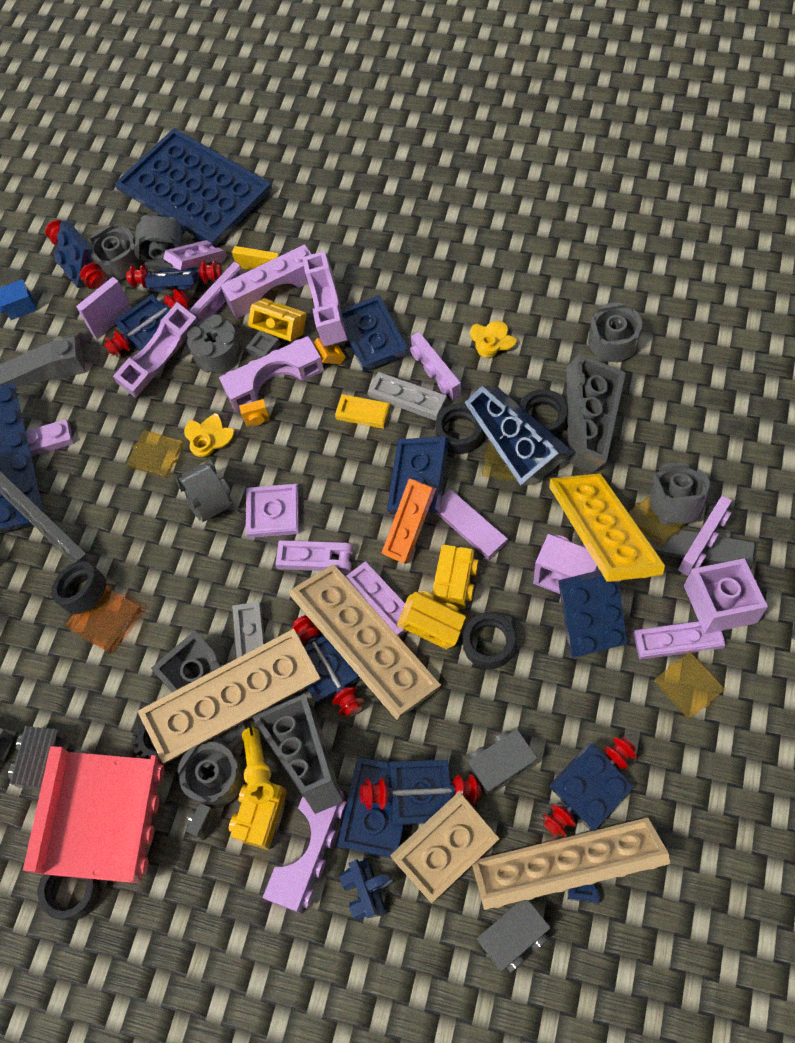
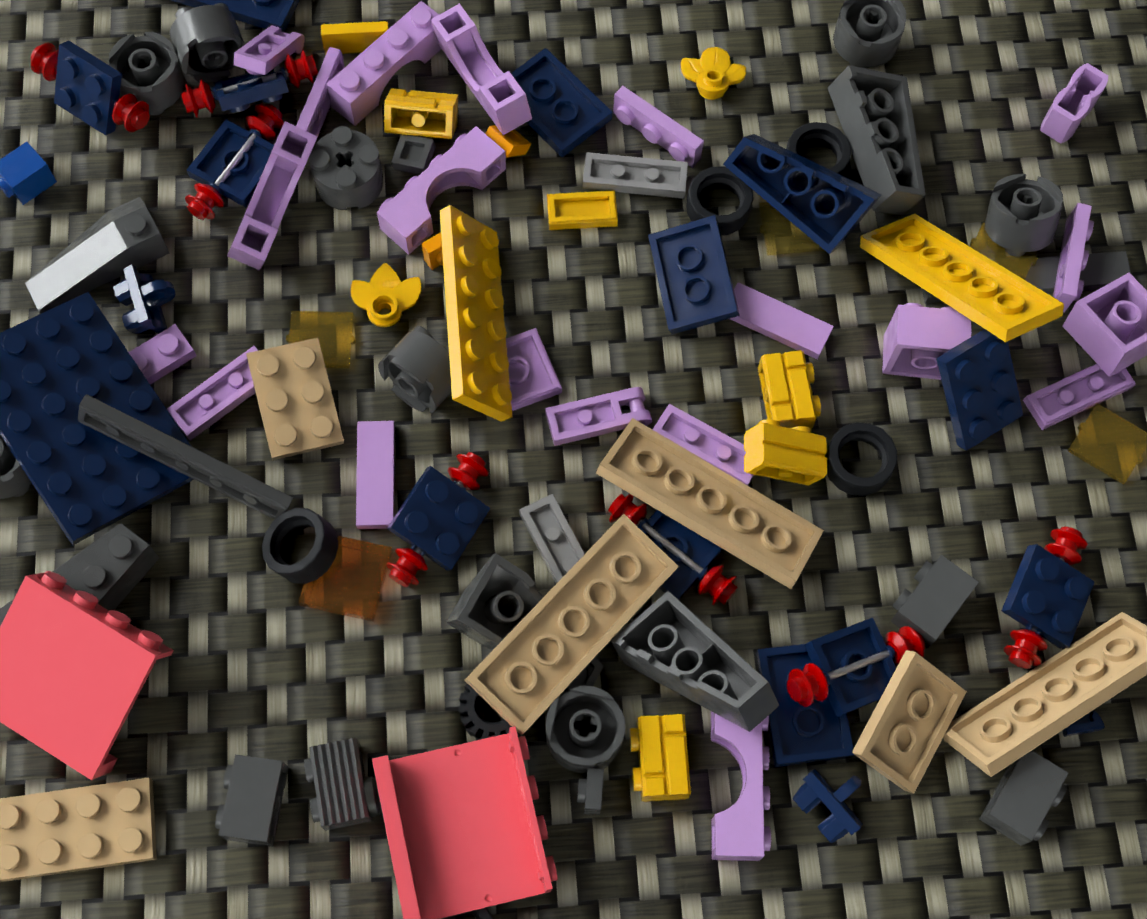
camera: 30 degrees left, 5 degrees up
(49, 389) = (147, 300): none -> dark blue hips
(75, 472) = (214, 397): none -> lavender plate
(104, 307) = (170, 154): lavender tile -> none
(118, 488) = (295, 398): none -> tan plate
(151, 554) = (375, 474): none -> lavender tile
(176, 596) = (438, 518): none -> dark blue plate
(253, 463) = (475, 315): none -> yellow plate
(257, 772) = (649, 705): yellow pin -> none
(408, 521) = (708, 336): orange plate -> none
(751, 421) = (1074, 103): none -> lavender brick

